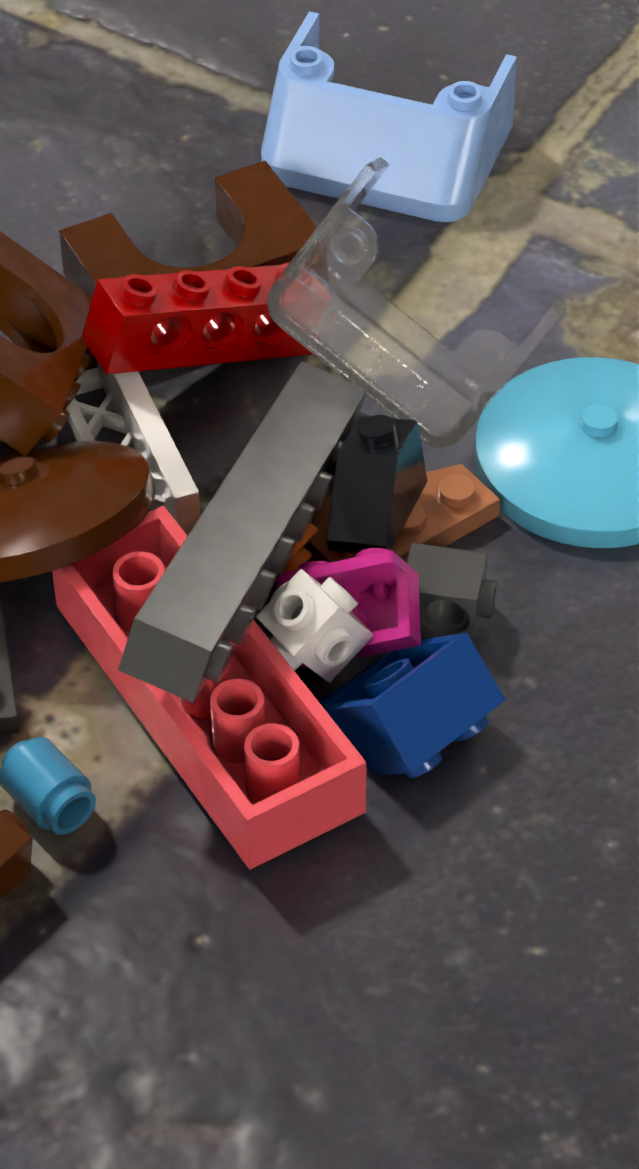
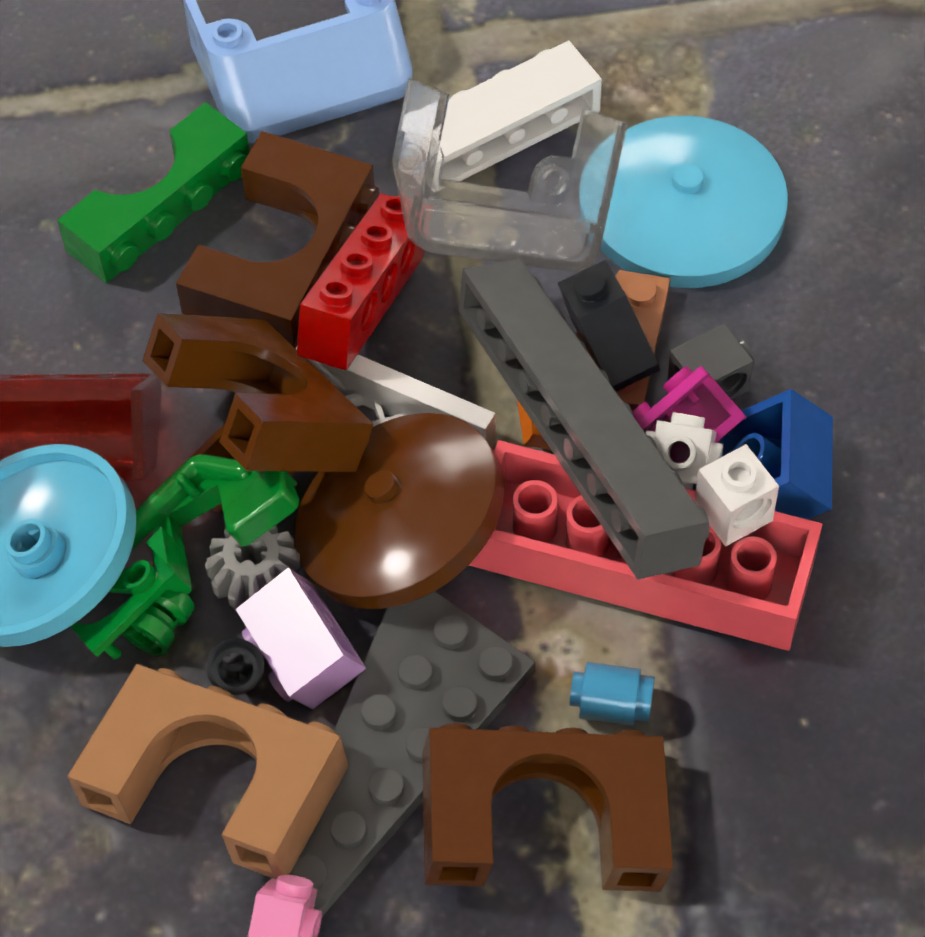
camera: 40 degrees left, 10 degrees up
(80, 174) = (114, 229): none -> green arch
(294, 671) = (736, 494): none -> white brick
(493, 274) = (517, 110): none -> white brick

